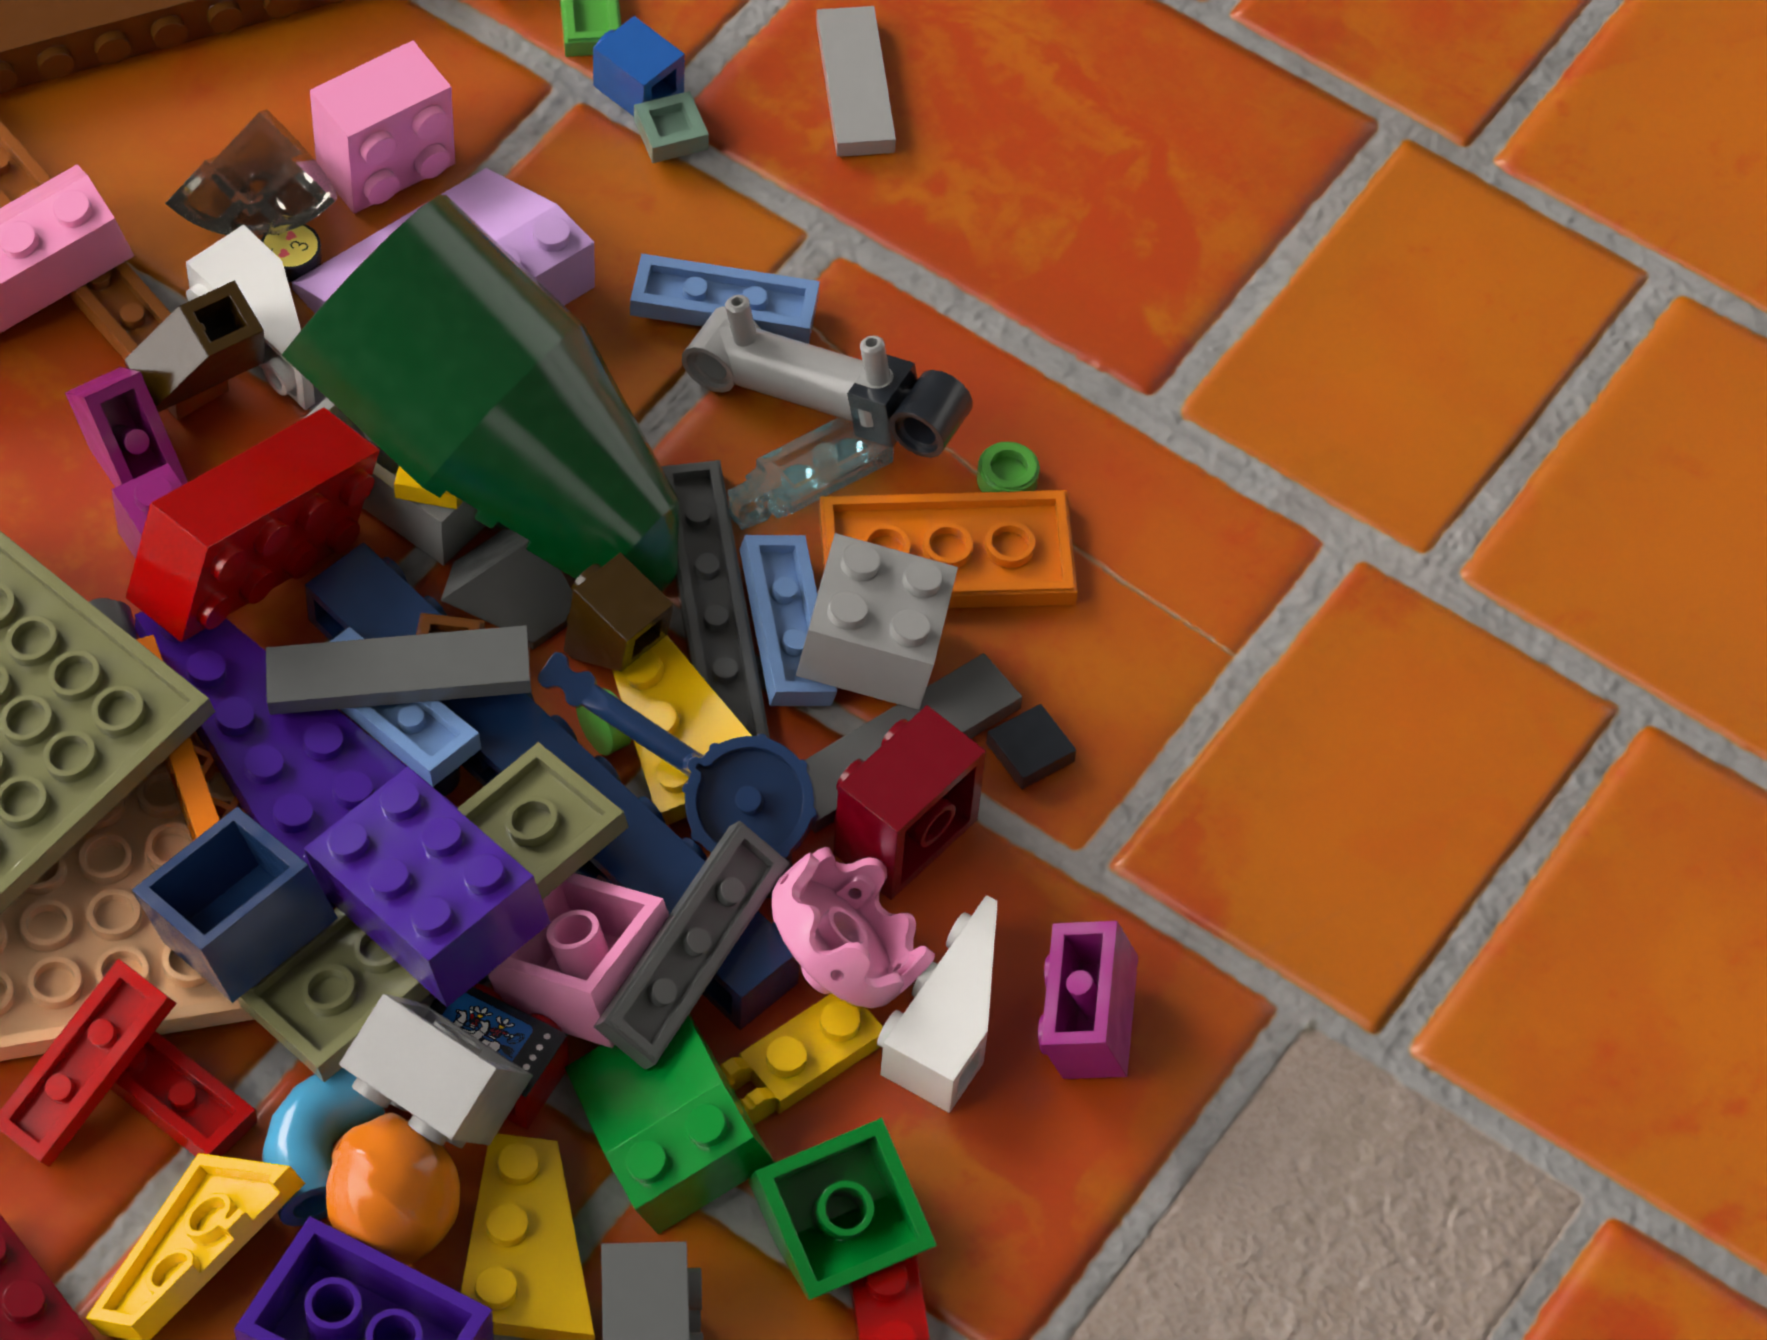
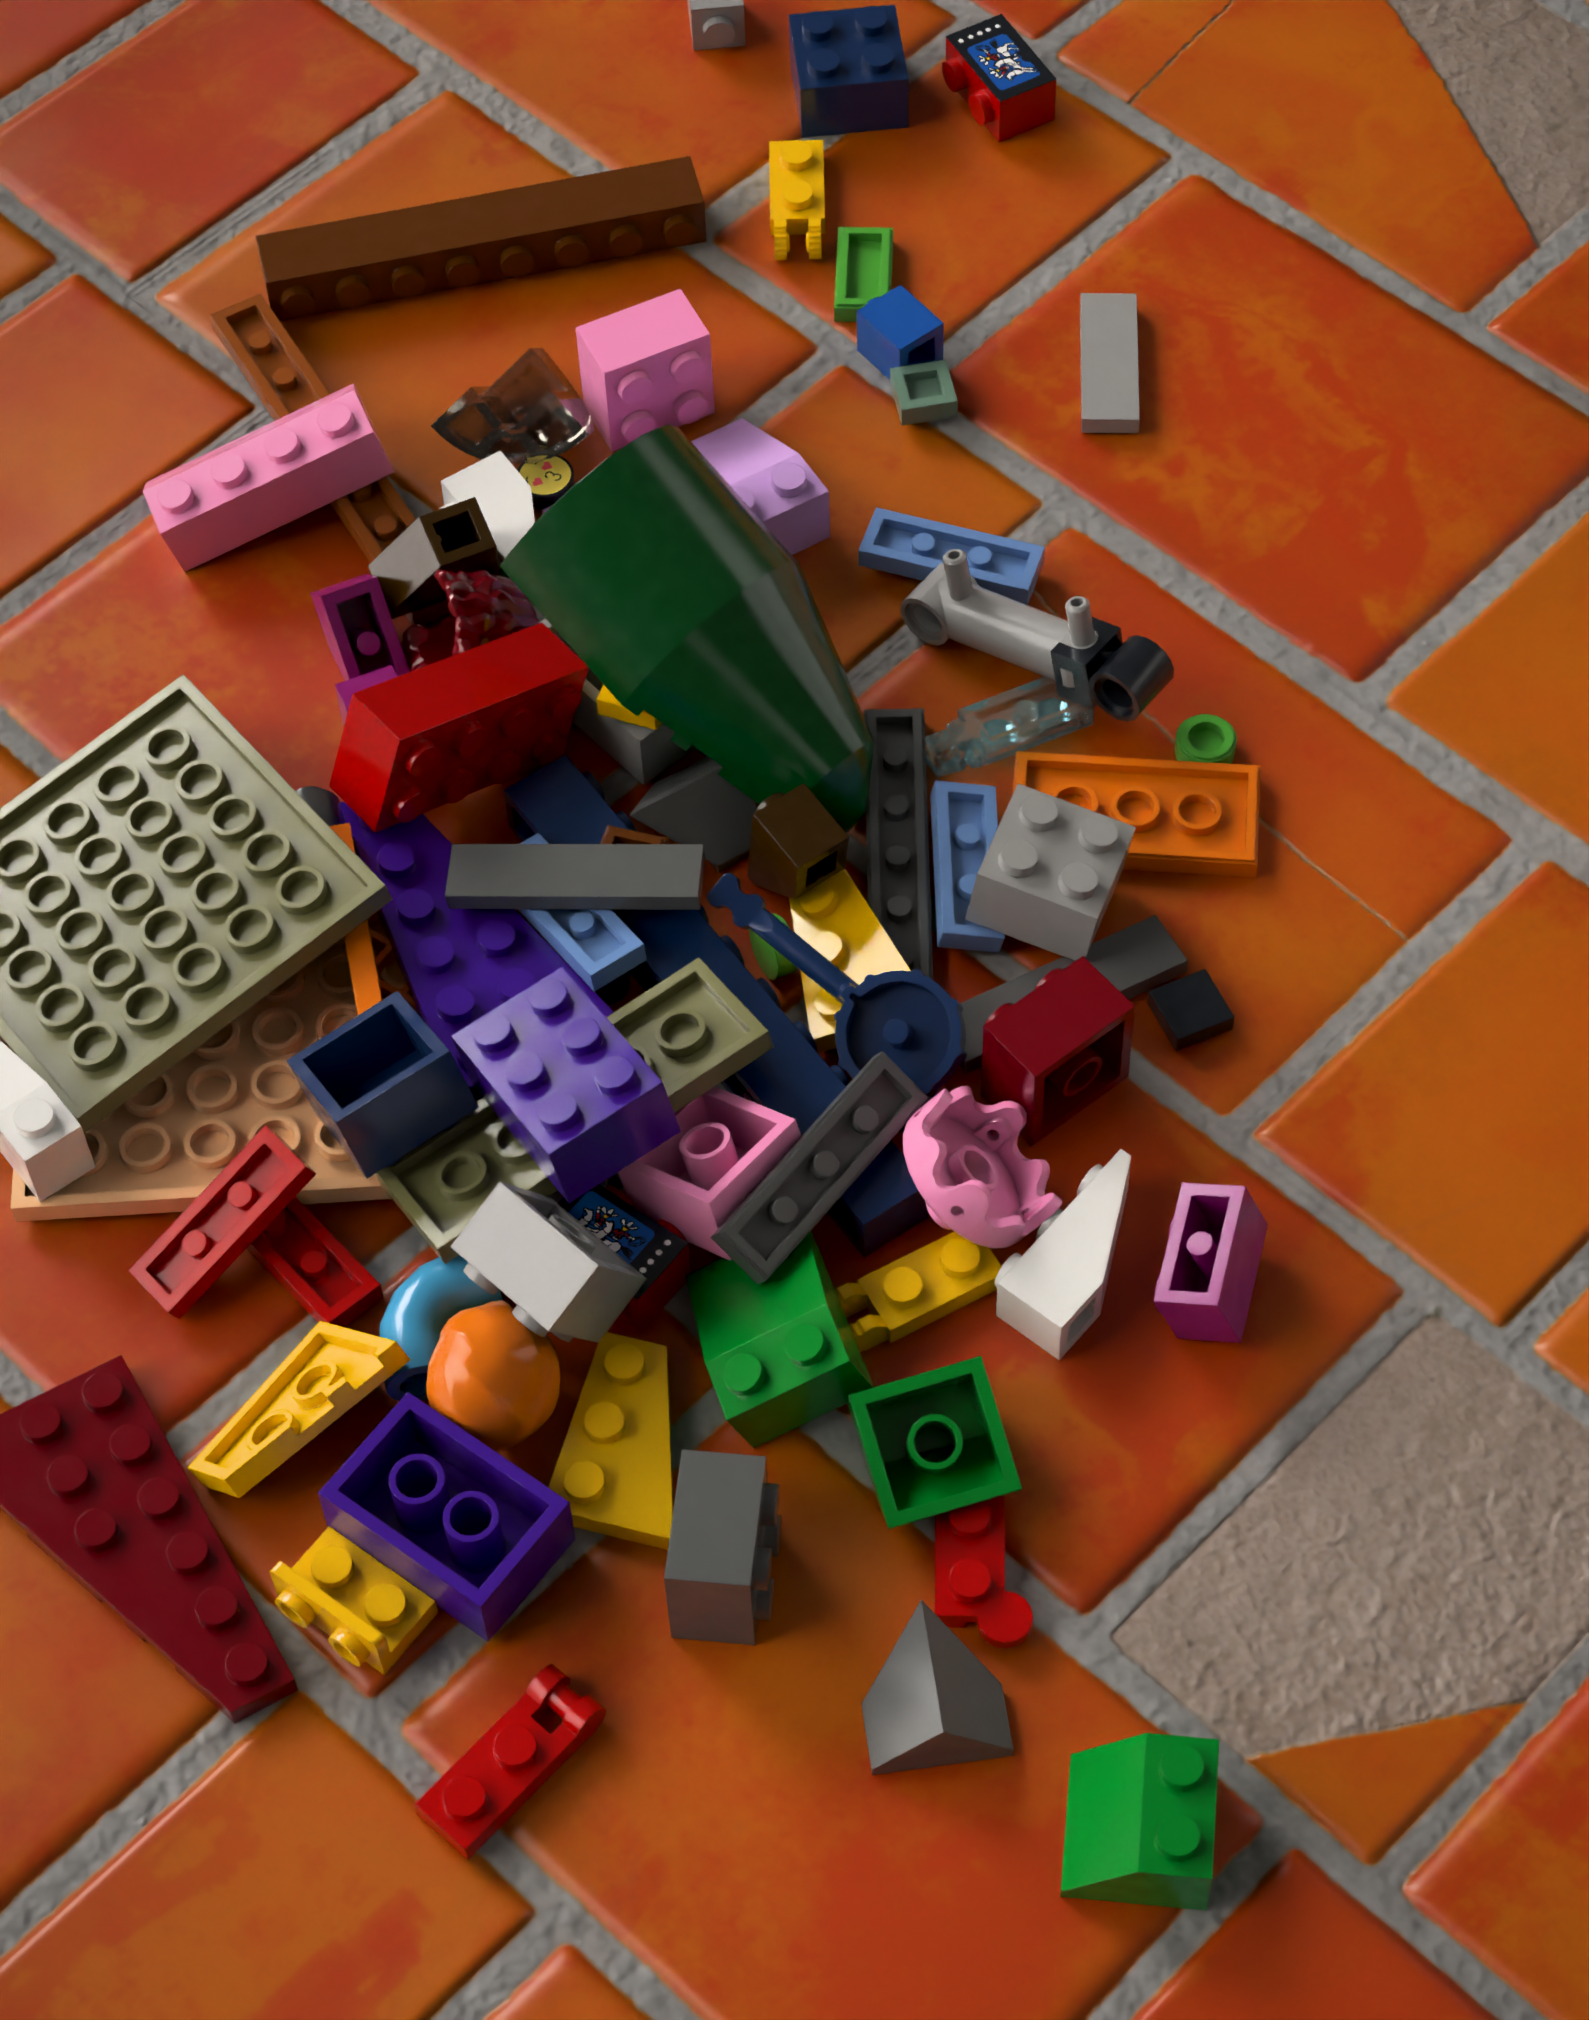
camera: 15 degrees right, 0 degrees up
(257, 403) = (481, 611): none -> dark red hair

